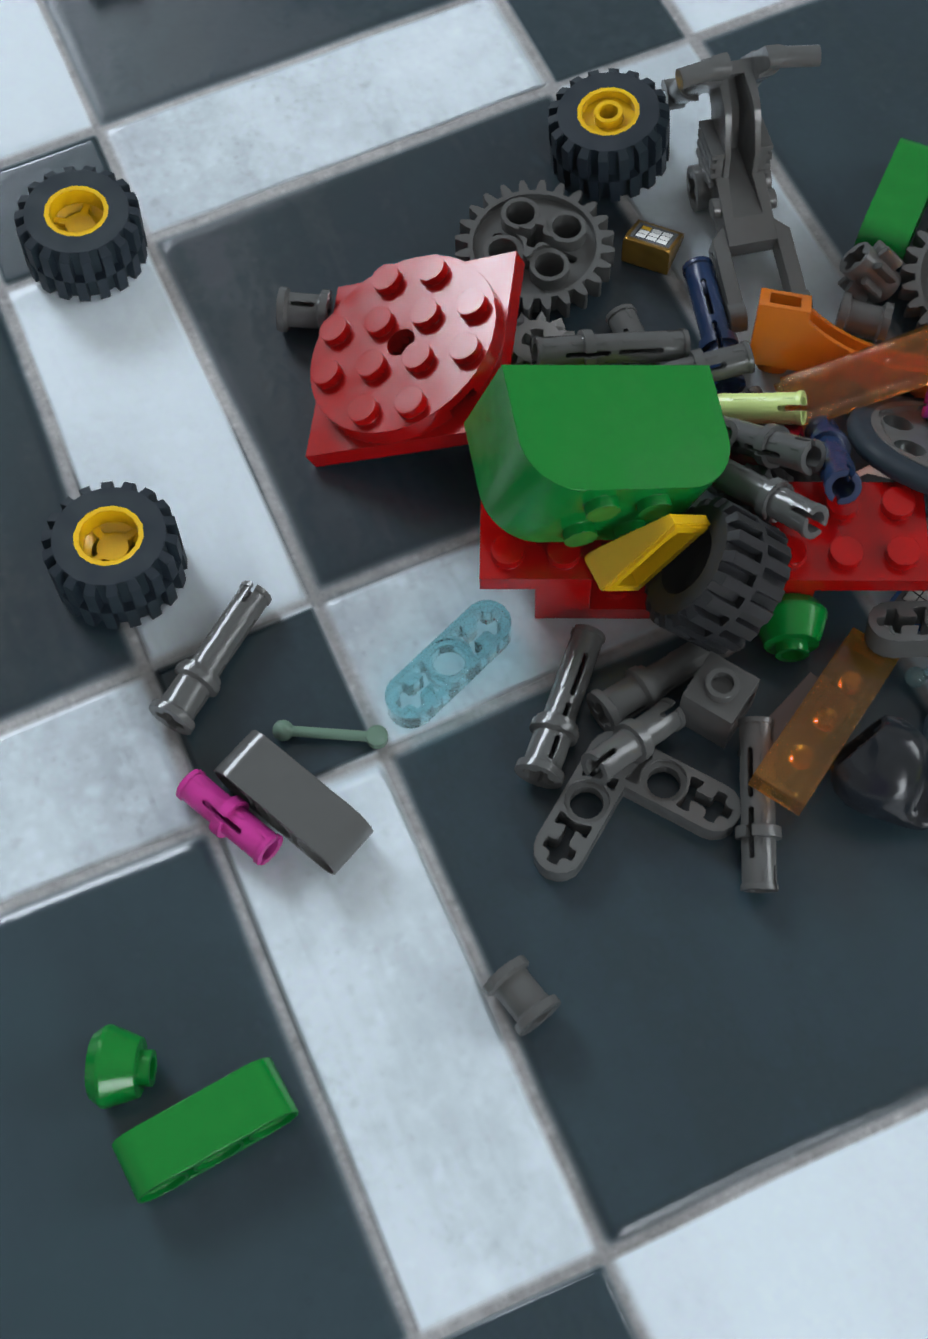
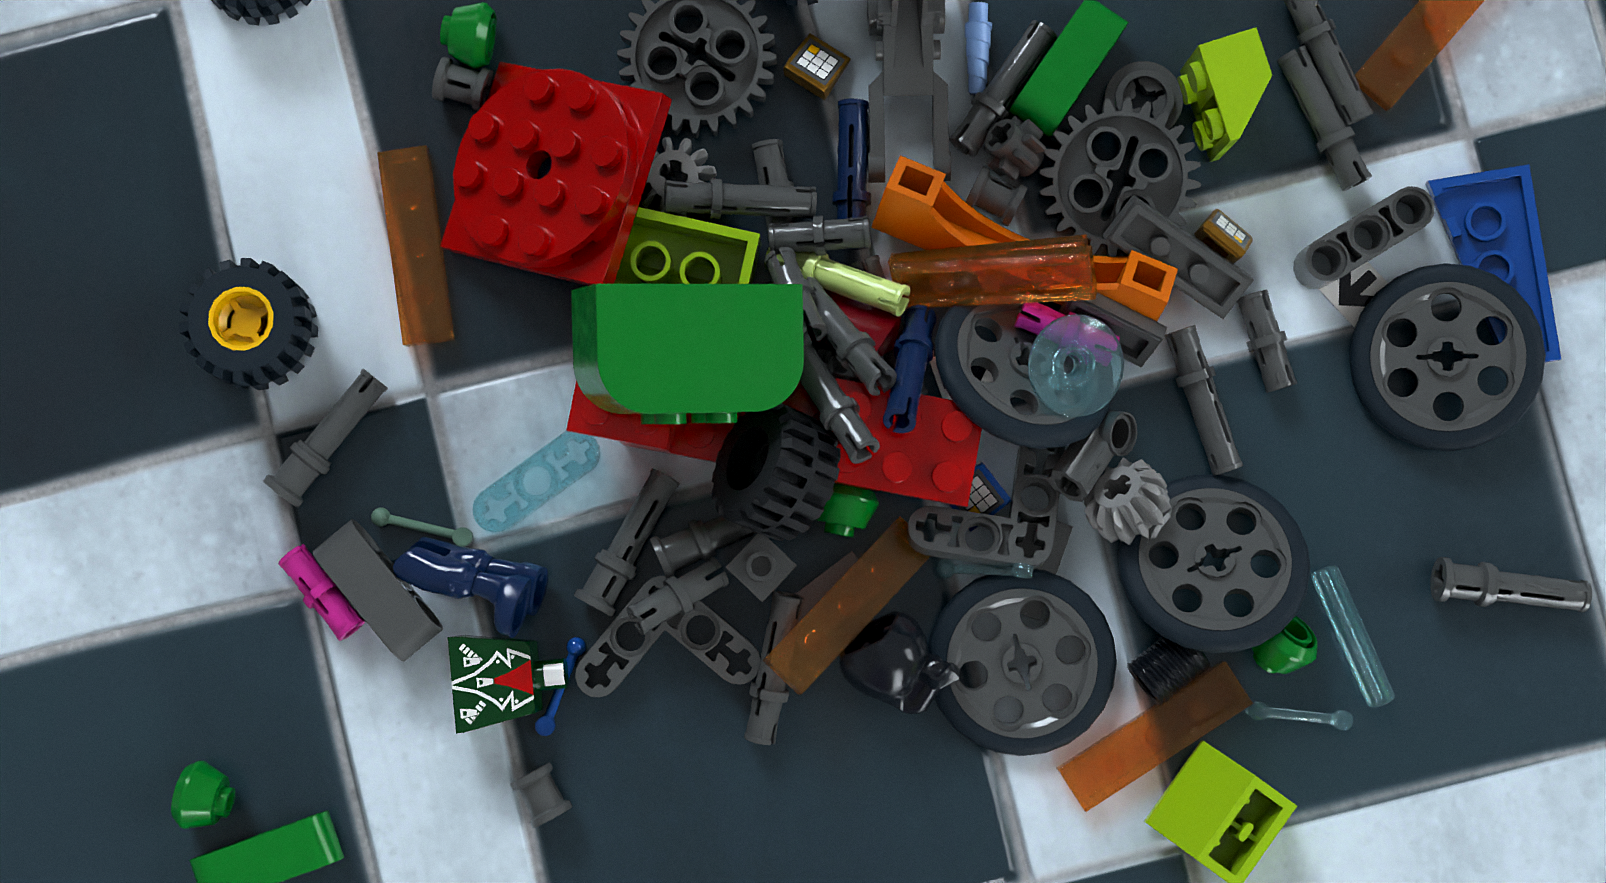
camera: 10 degrees right, 20 degrees up
(280, 465) = (415, 246): none -> clear orange tile
(304, 263) = (470, 34): none -> green cone
(449, 762) = (466, 572): none -> dark blue piece
(449, 871) = (499, 679): none -> dark green torso
(508, 920) = (546, 724): none -> blue hinge
(643, 553) = (706, 441): yellow slope -> none
(804, 200) = (977, 46): none -> light blue animal
(841, 231) = (997, 97): none -> dark grey pin

